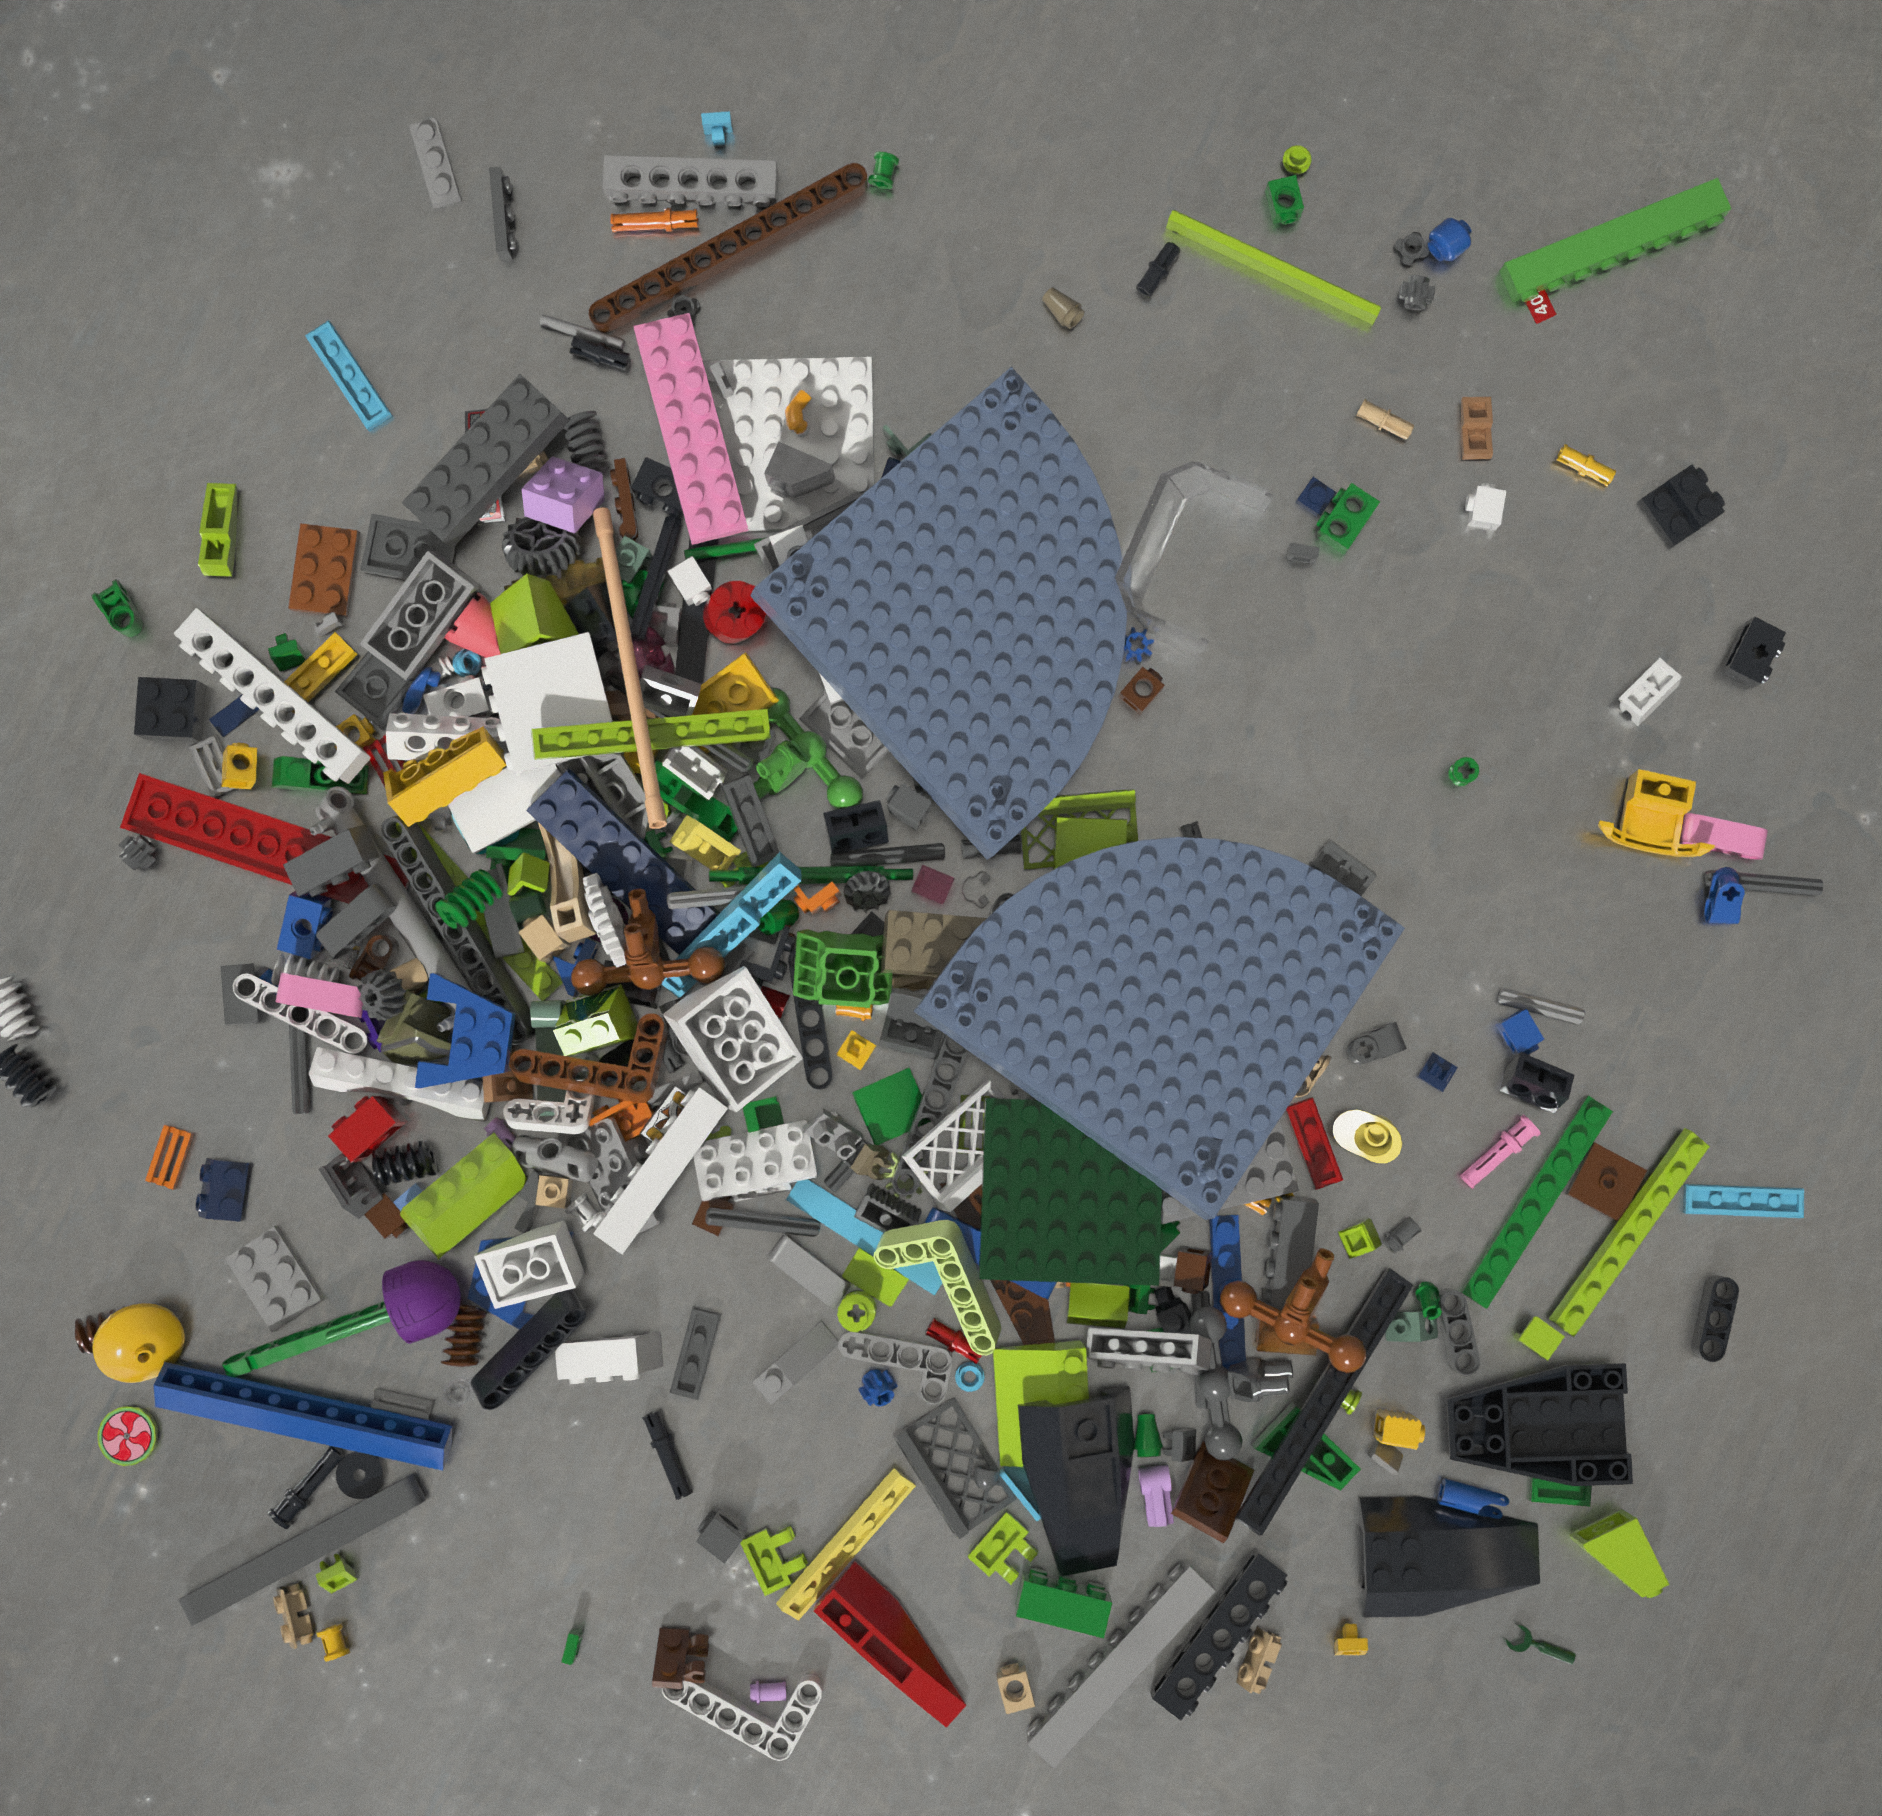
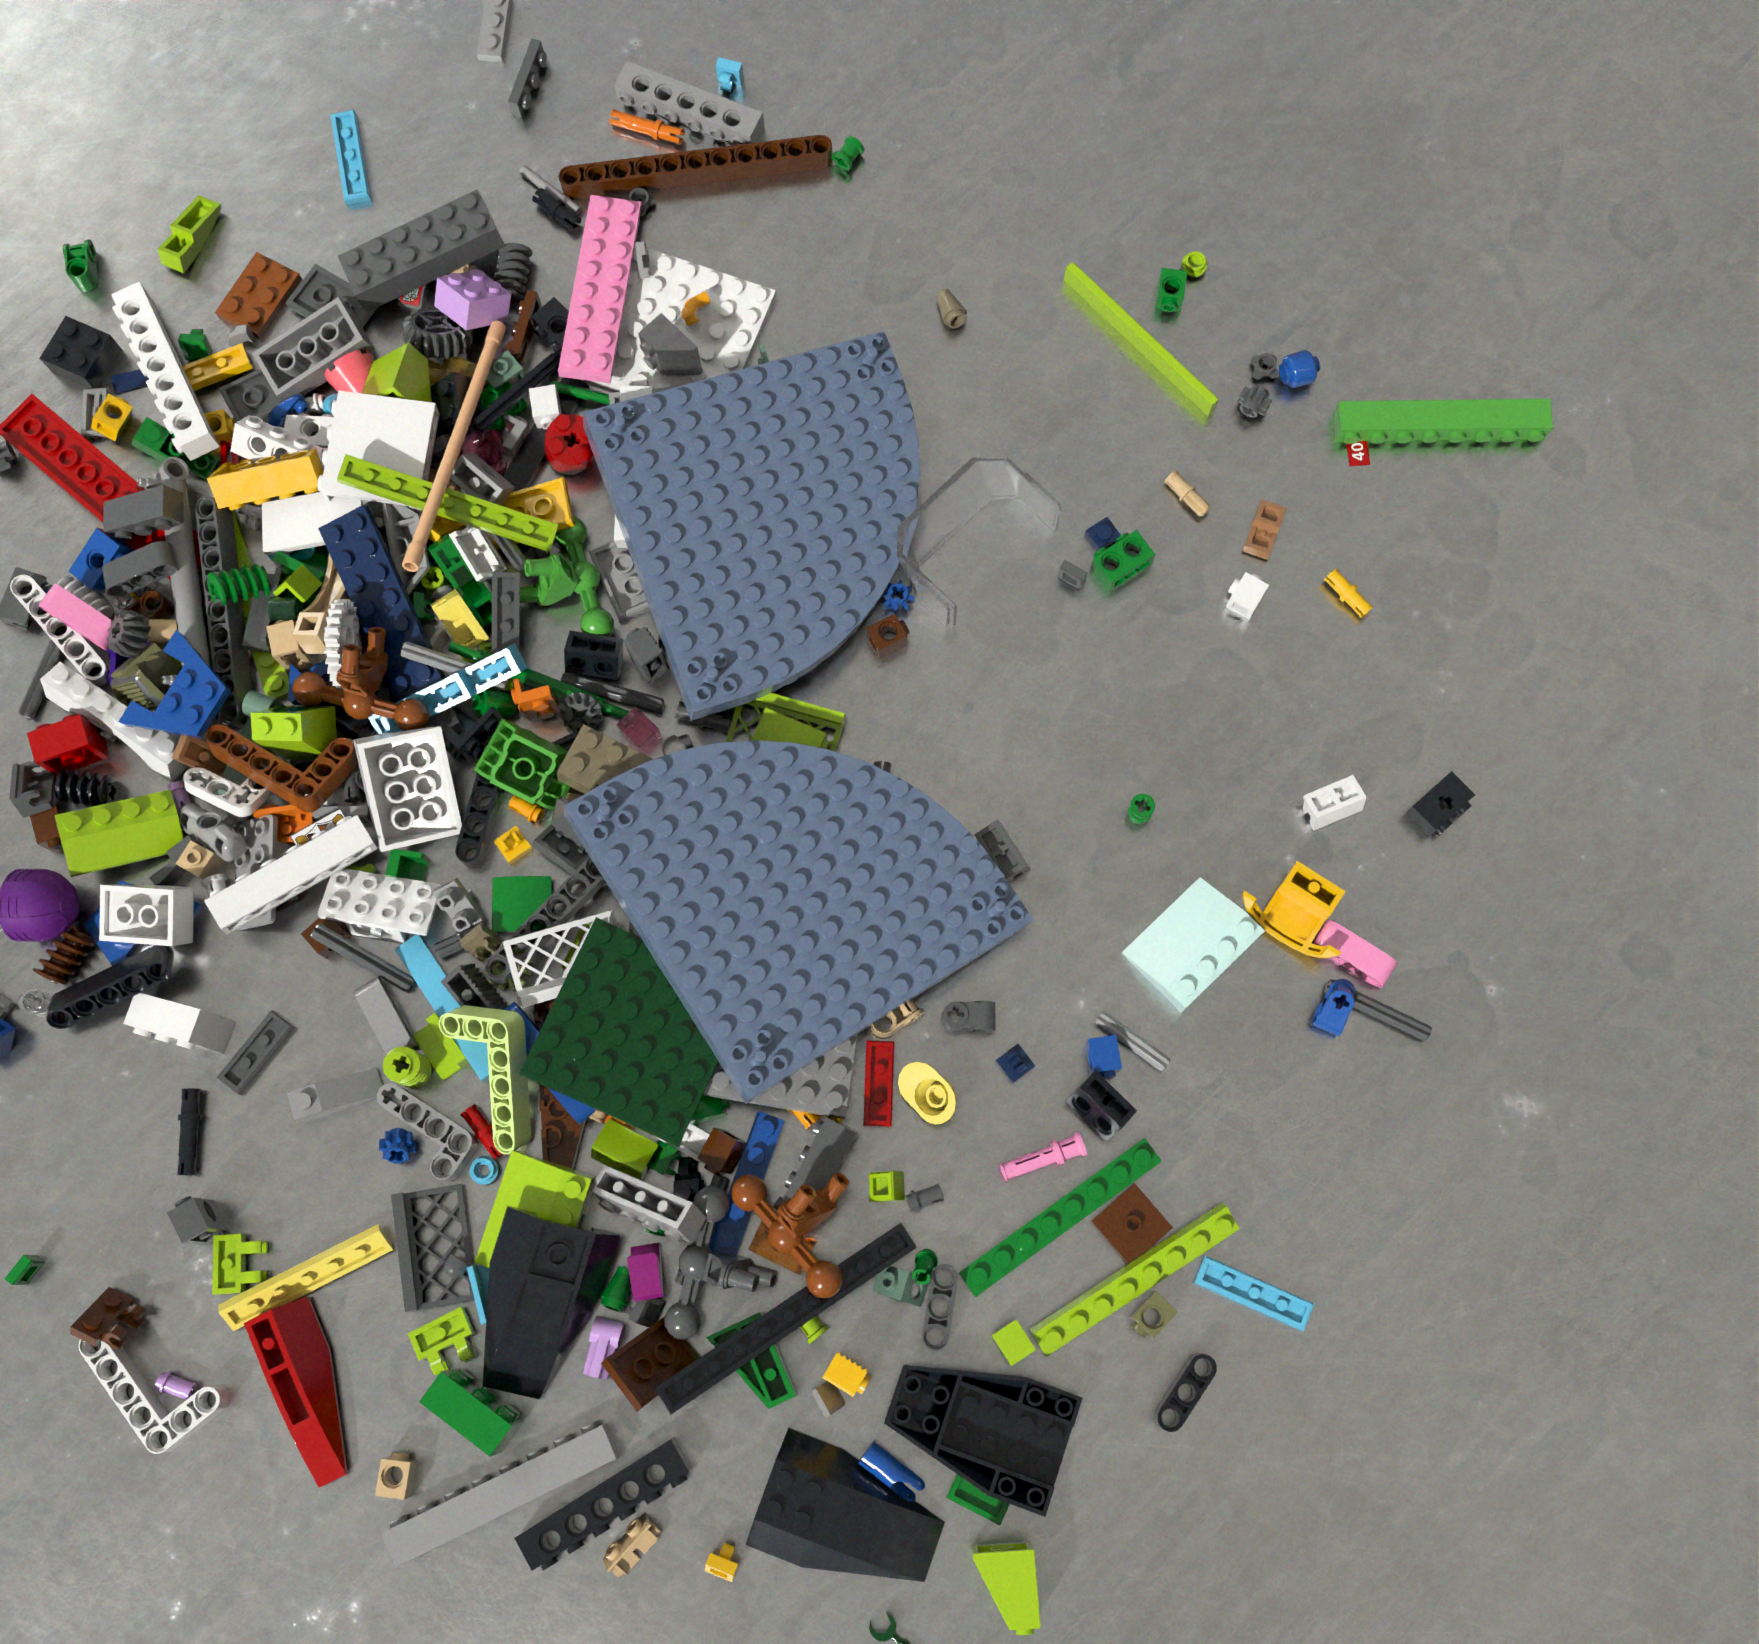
camera: 20 degrees right, 10 degrees down
(776, 999) = (461, 776): red tile -> none
(1158, 269) = (1043, 307): black axle -> none
(1169, 1410) = (646, 1272): none -> magenta slope
(1564, 887) = (1192, 943): none -> light aqua slope
(1670, 1254) = (1165, 1312): none -> olive brick
(1683, 505) = (1423, 657): black plate -> none

